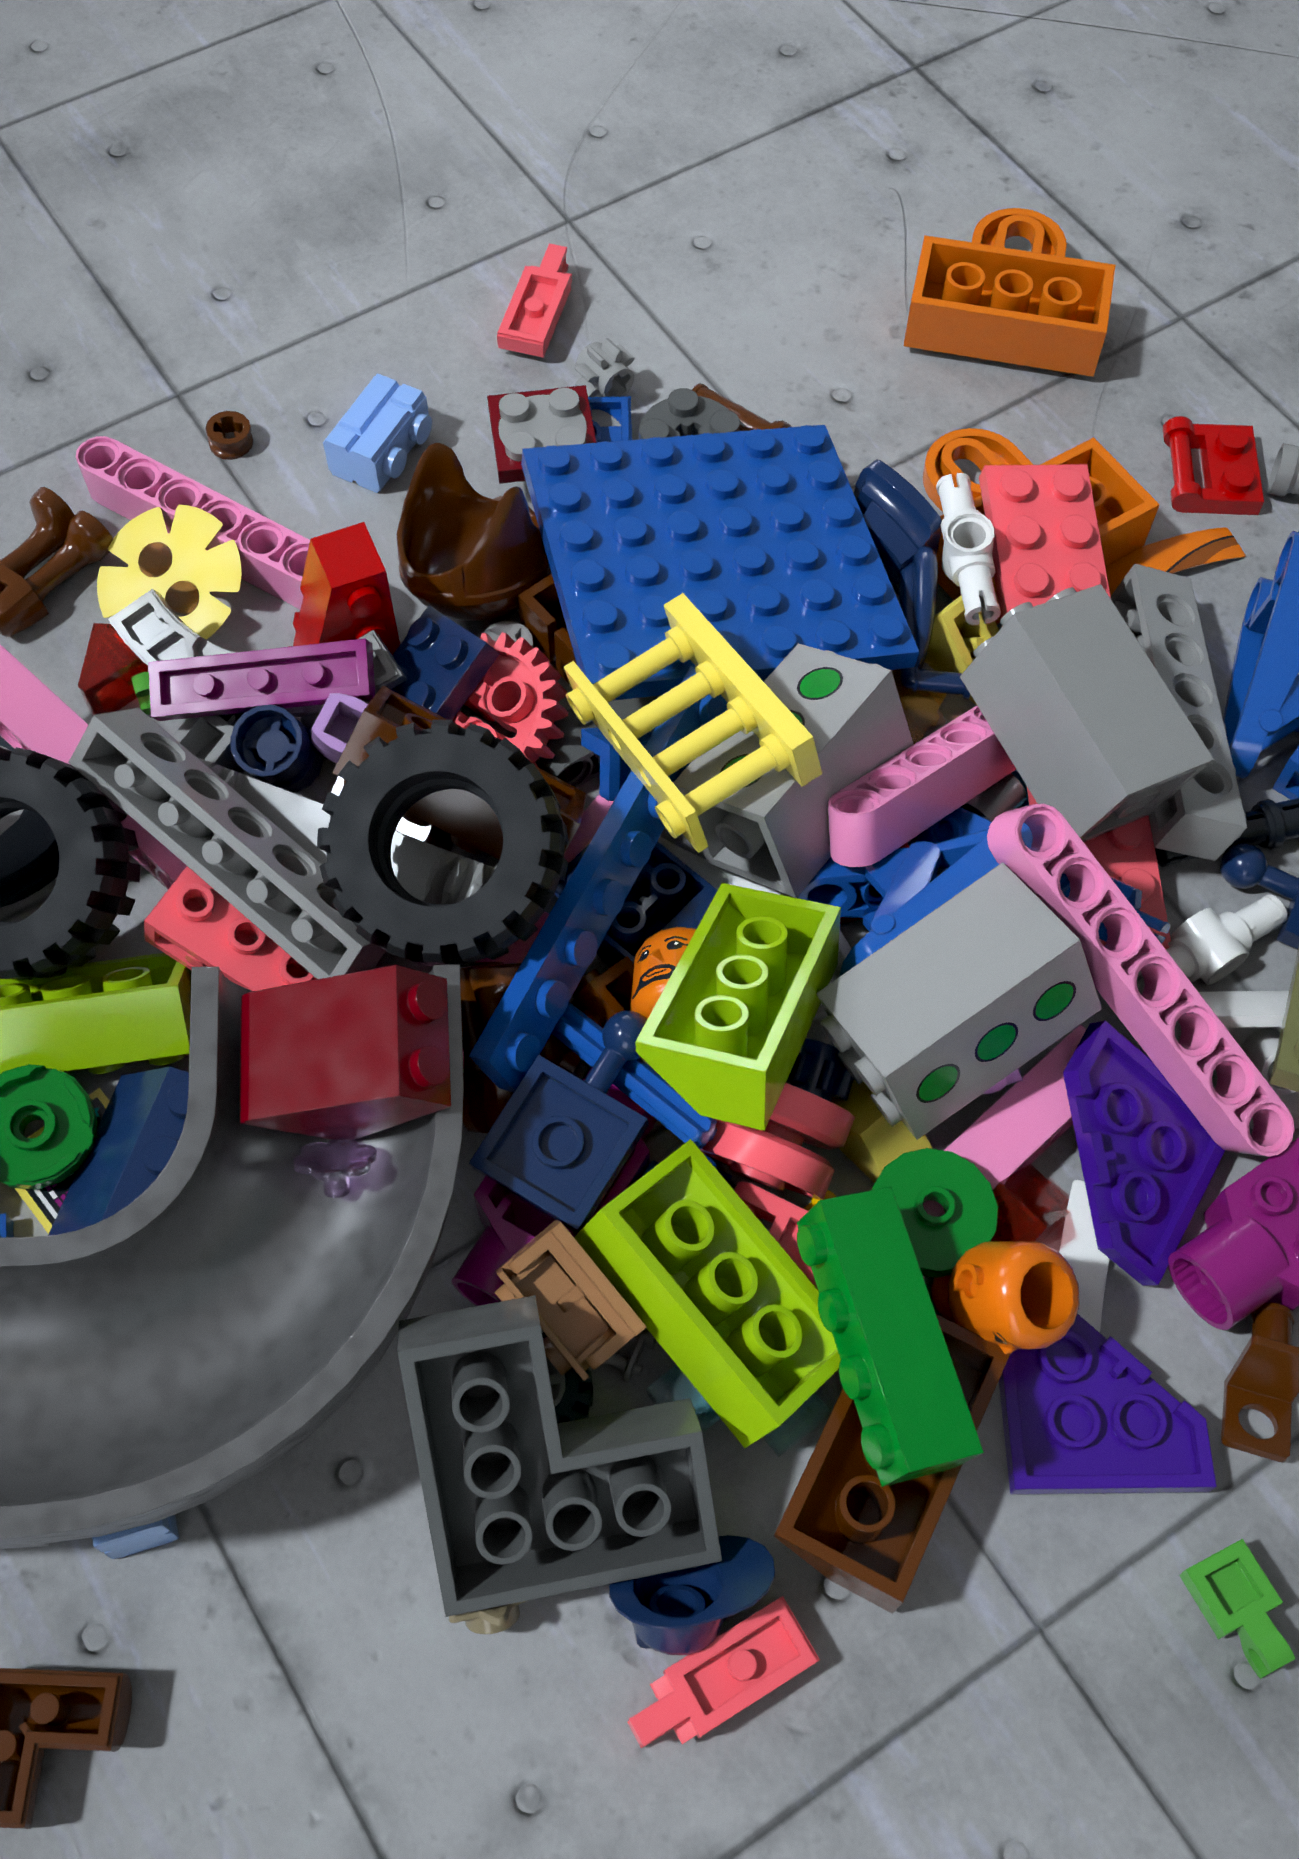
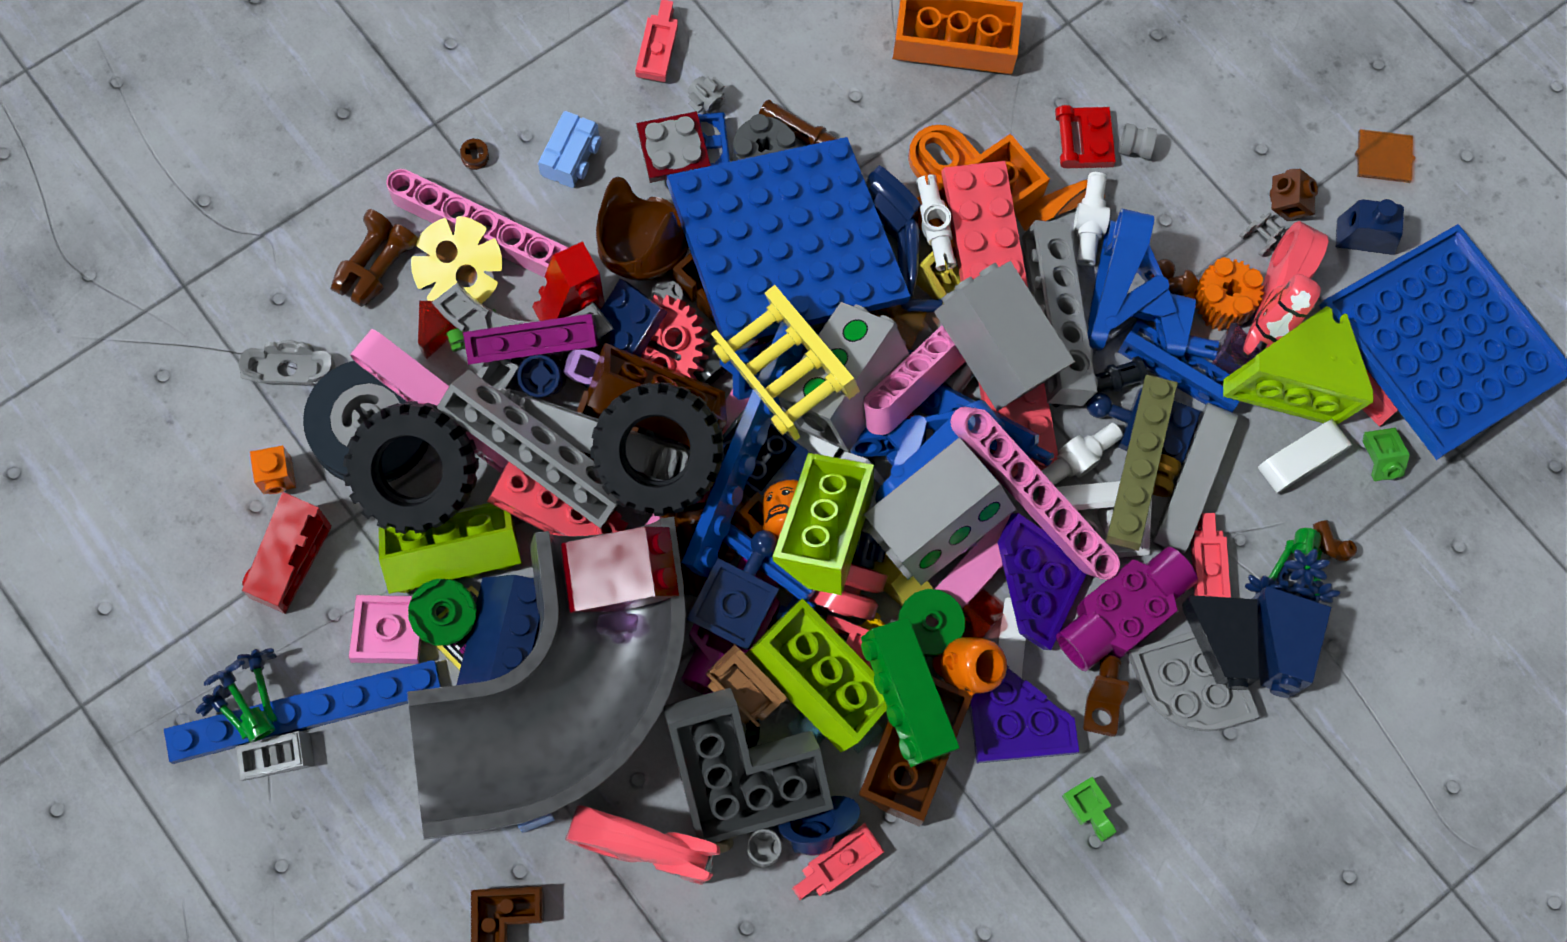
camera: 10 degrees left, 10 degrees up
(304, 1592) = (634, 842): none -> coral animal
(571, 1622) = (763, 843): none -> light grey wheel
(1226, 580) = (1091, 219): none -> white pin

